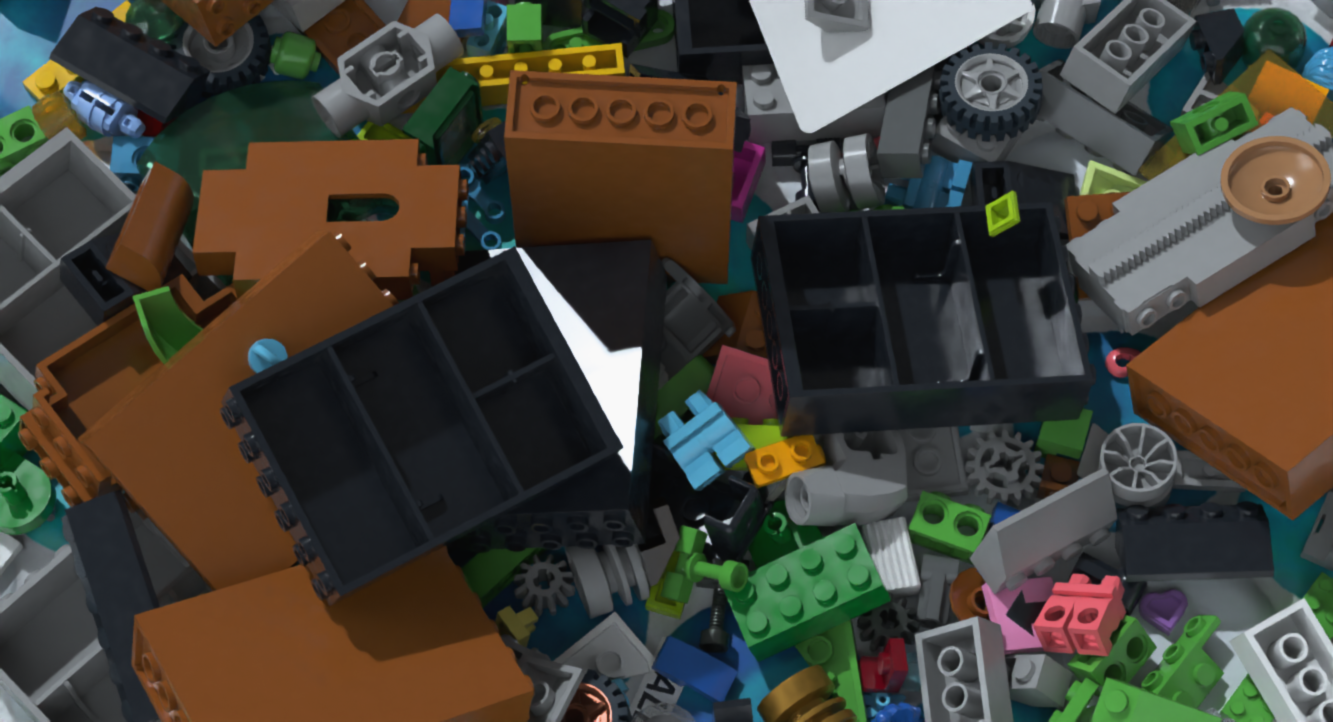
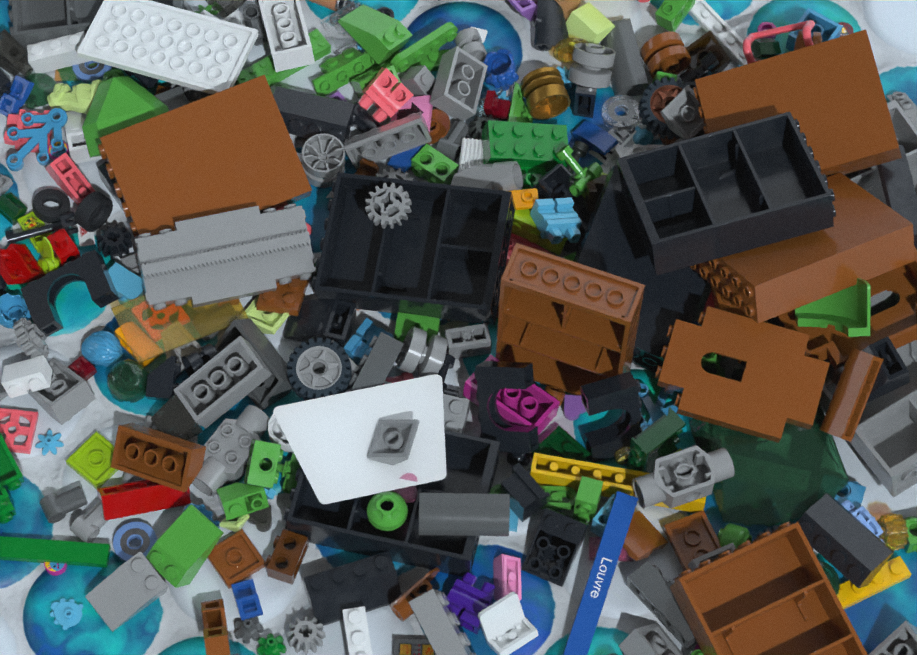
camera: 165 degrees left, 5 degrees down
(265, 354) = (802, 240): medium azure tile -> none
(984, 326) = (393, 212): none -> light grey gear
(1002, 213) = (348, 277): lime slope -> none
(1179, 78) = (195, 360): none -> black wheel
(1214, 123) = (187, 309): bright green brick -> none
(1275, 180) = (186, 222): medium nougat dish -> none

